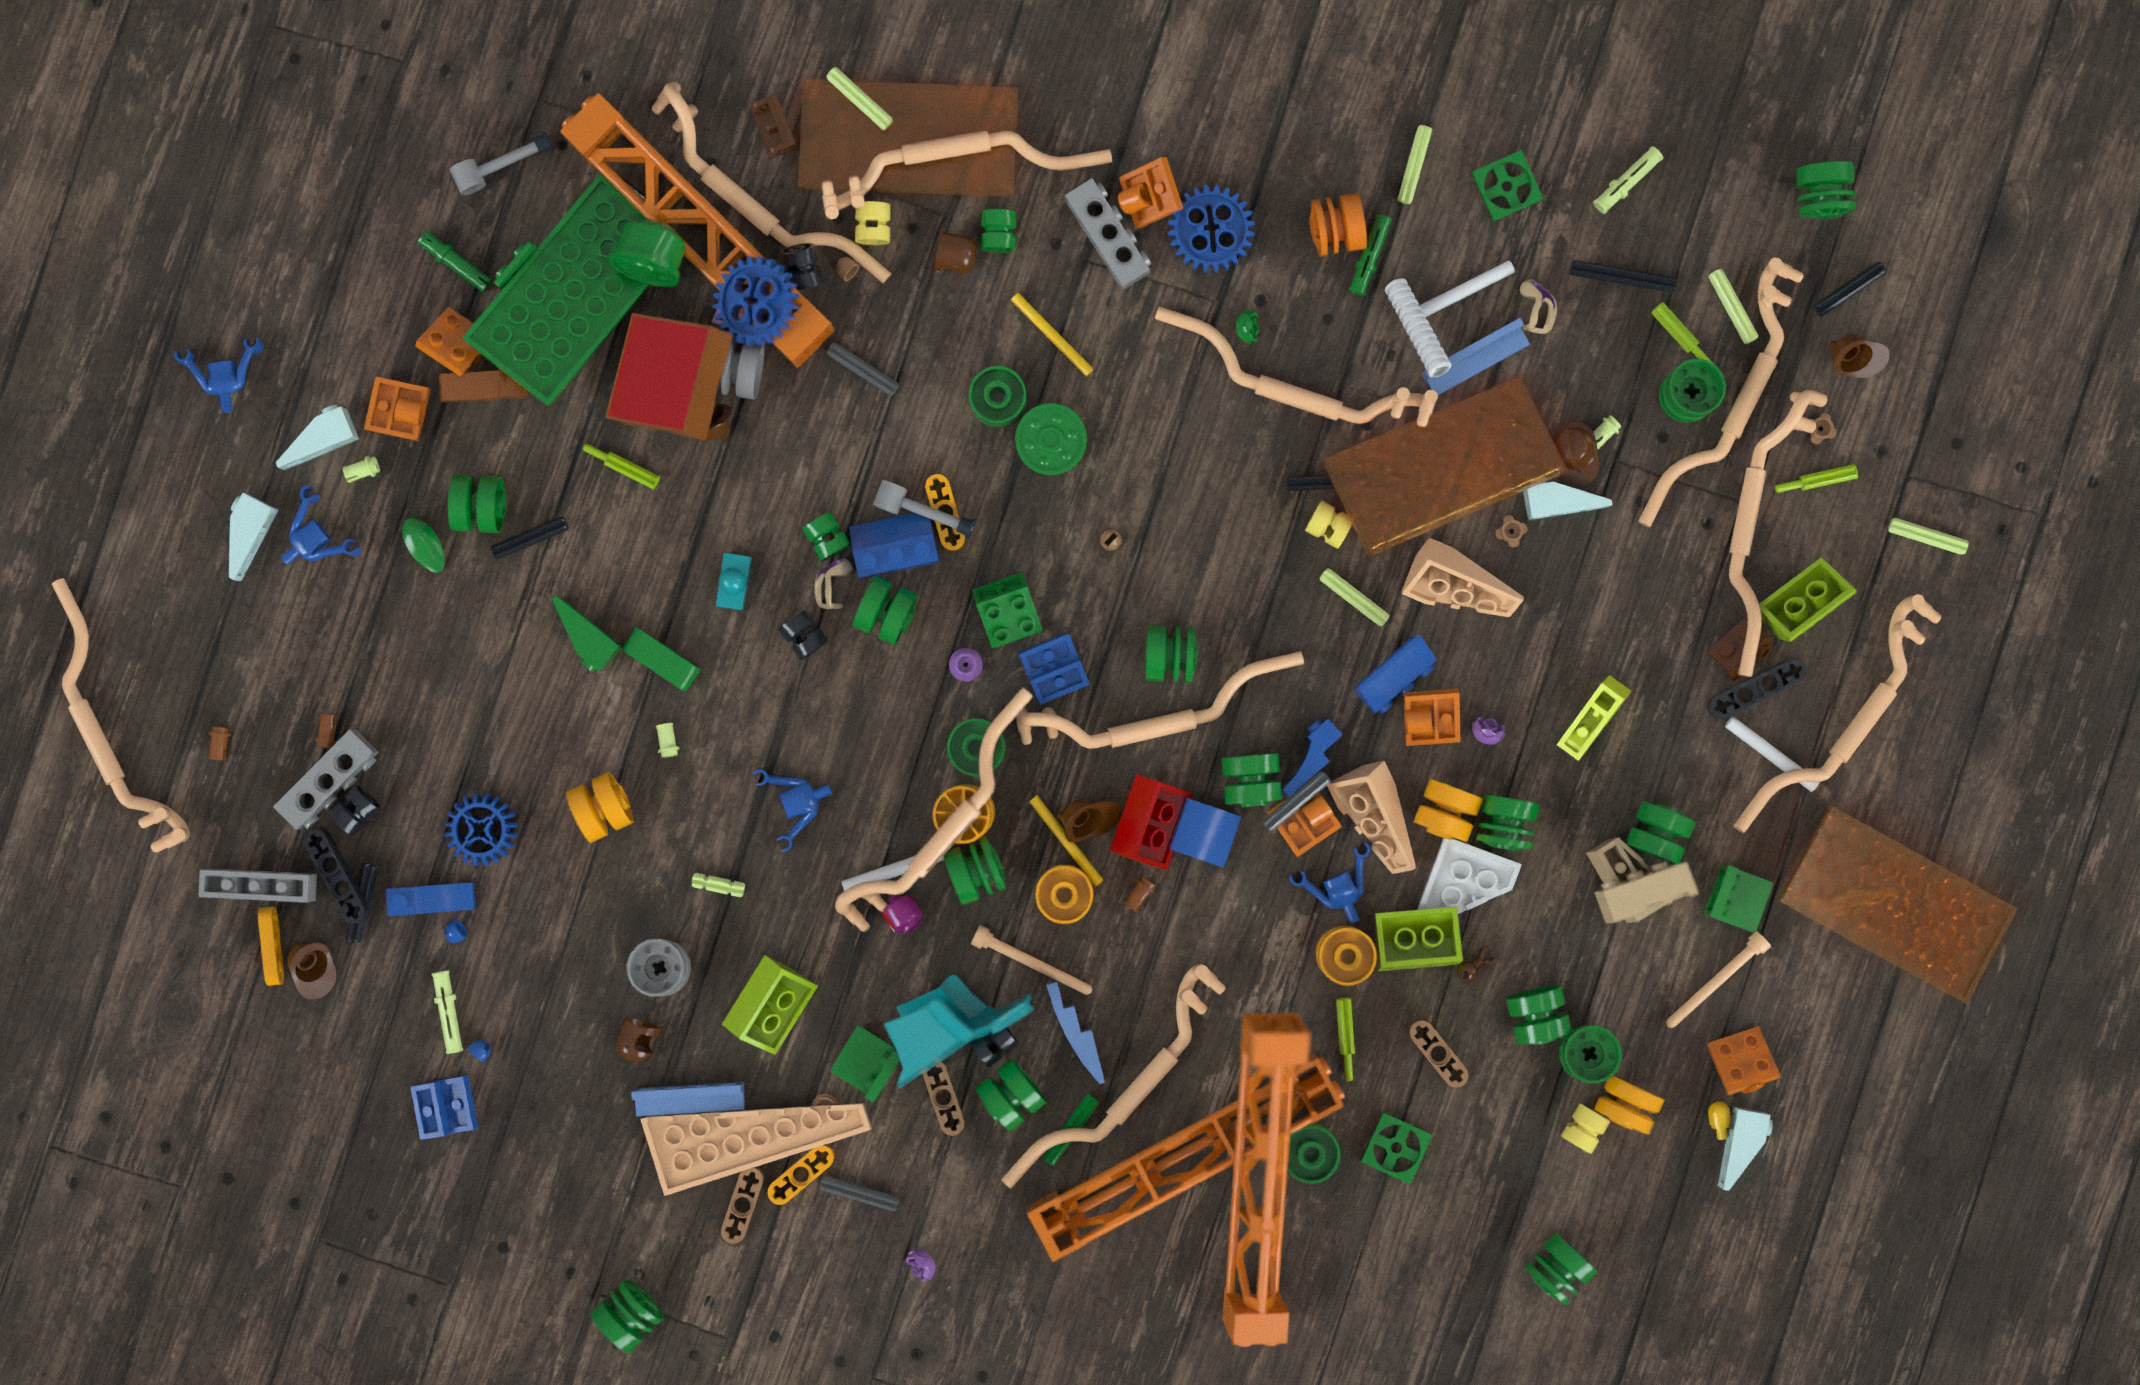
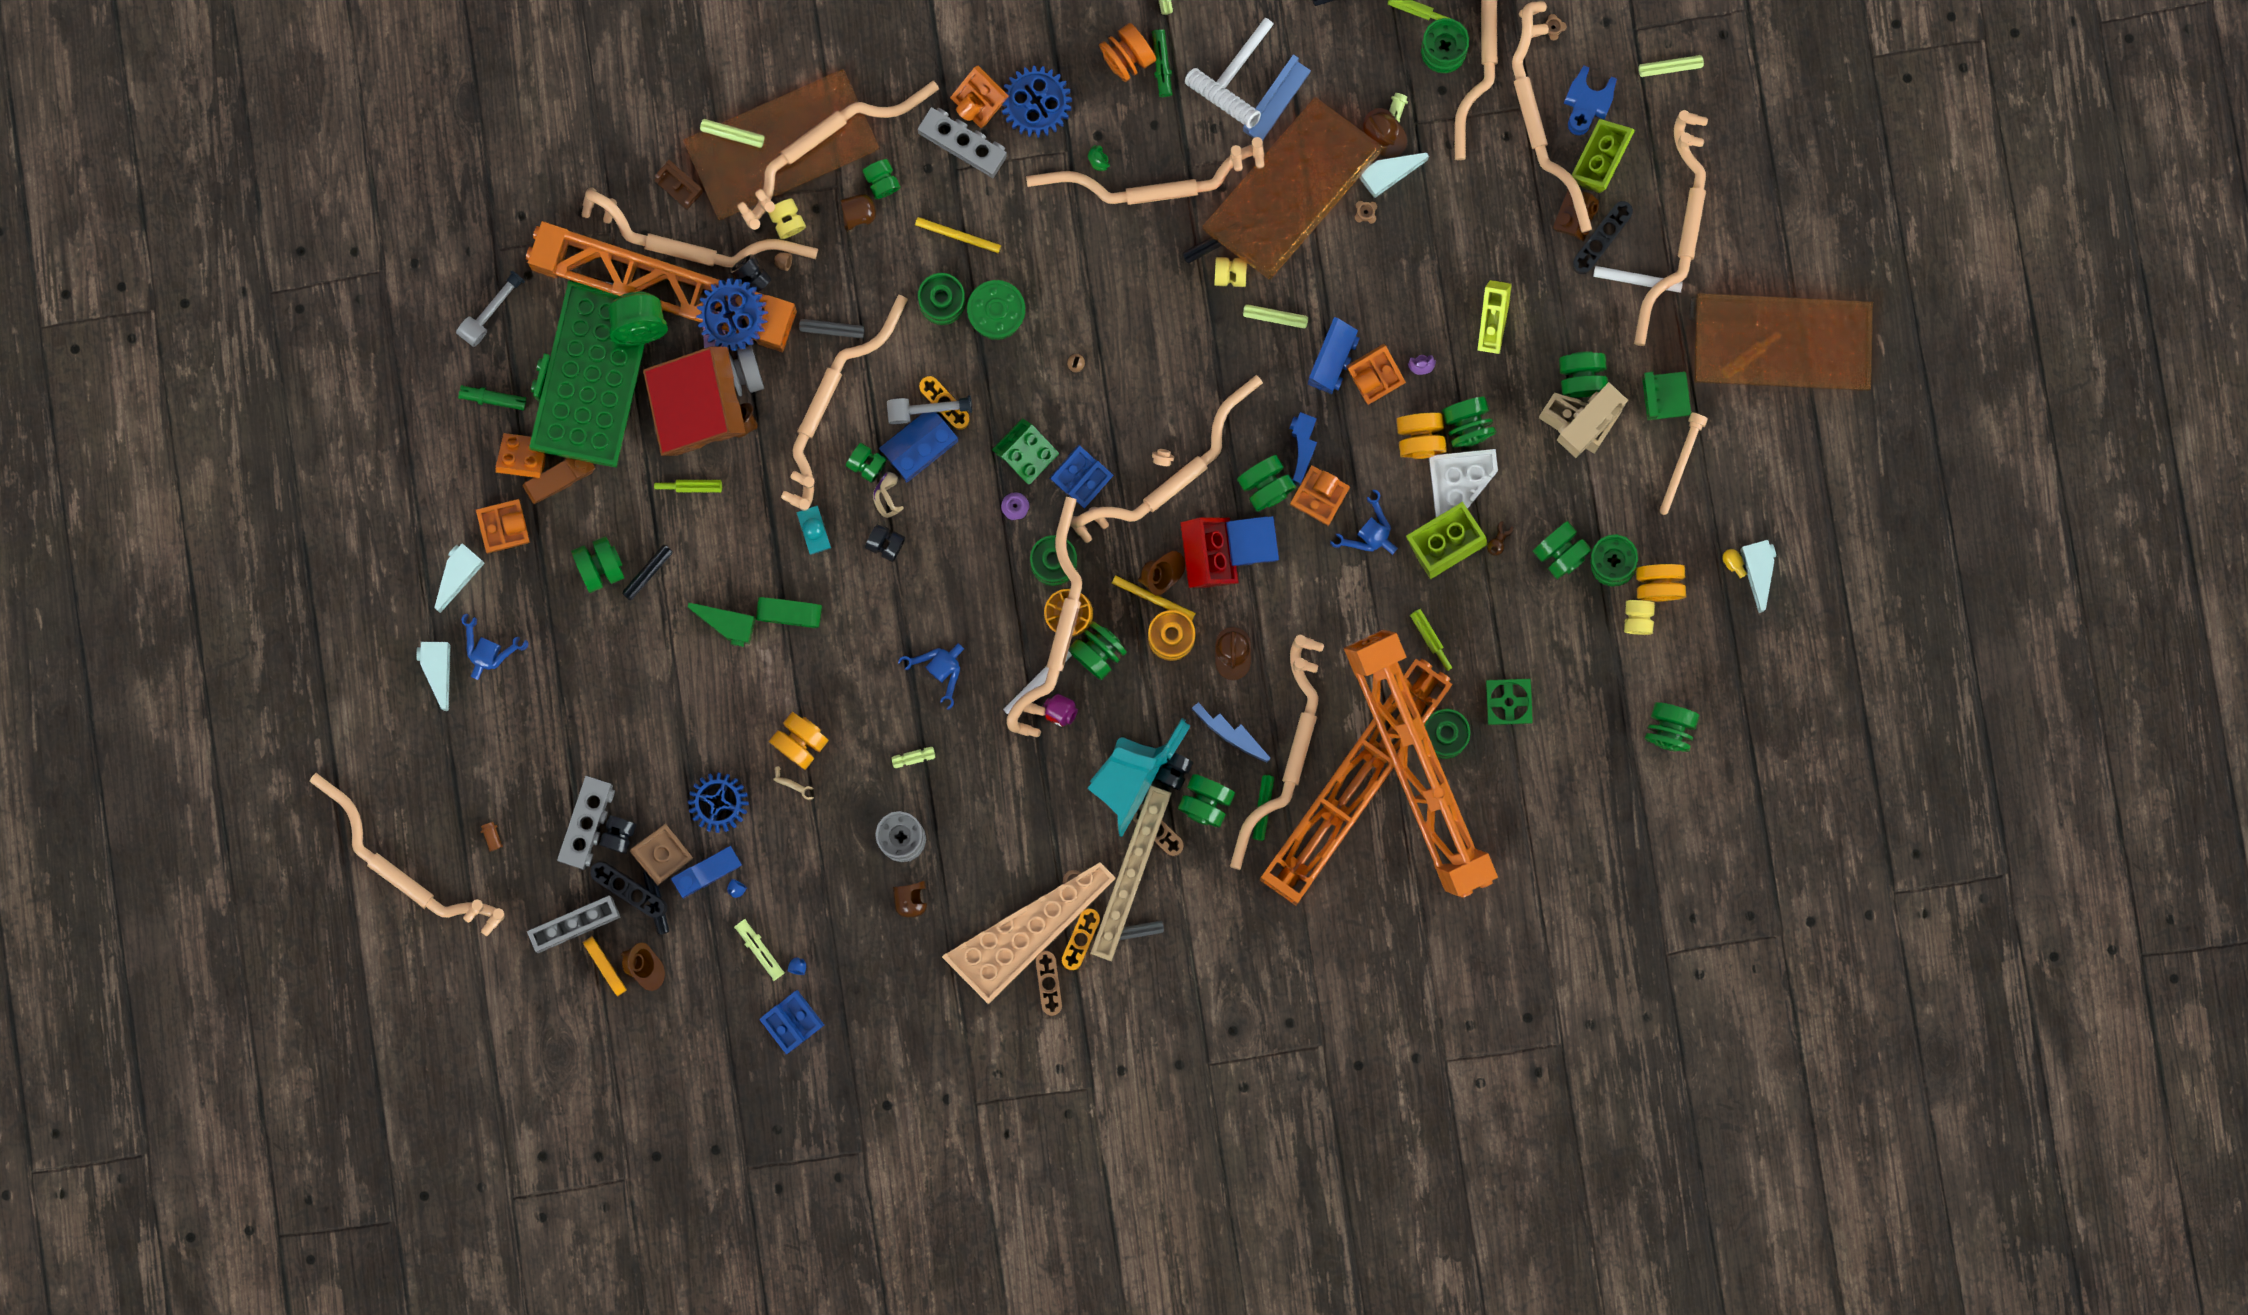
camera: 25 degrees left, 5 degrees down
(222, 375) = (362, 565): blue piece -> none
(327, 731) = (567, 787): dark orange pin -> none
(361, 469) = (498, 583): yellowish green pin -> none
(392, 855) = (661, 854): none -> medium nougat plate
(423, 544) = (571, 615): green arm -> none
(566, 842) = (784, 781): none -> tan piece
(623, 1319) = (1004, 1103): green wheel -> none
(667, 740) = (822, 670): yellowish green pin -> none
(689, 1098) = (970, 924): medium blue fence -> none
(769, 1005) = (995, 825): lime slope -> none
(810, 445) = (821, 401): none -> light nougat piece
(866, 1062) = (1088, 832): green bracket -> none
(889, 1131) = (1130, 873): none -> tan tile
(892, 614) = (944, 494): green wheel -> none
(922, 1264) = (1202, 960): medium lavender plate -> none
(985, 939) = (1130, 699): light nougat piece -> none
(1122, 944) = (1233, 653): none -> reddish brown piece
(1140, 894) = (1227, 609): dark orange pin -> none
(1153, 692) = (1162, 457): none -> light nougat plate
(1170, 653) = (1161, 422): green wheel -> none
(1296, 801) = (1307, 484): dark grey axle -> none
(1346, 955) = (1400, 577): light orange wheel -> none
(1374, 805) = (1366, 460): light nougat wedge -> none
(1445, 1073) = (1522, 618): medium nougat beam -> none
(1451, 578) = (1340, 267): light nougat wedge -> none
(1535, 291) = (1295, 30): tan piece -> none
(1743, 1061) = (1730, 511): orange plate -> none
(1816, 531) = (1587, 102): none -> blue piece
(1820, 478) = (1571, 63): lime axle -> none

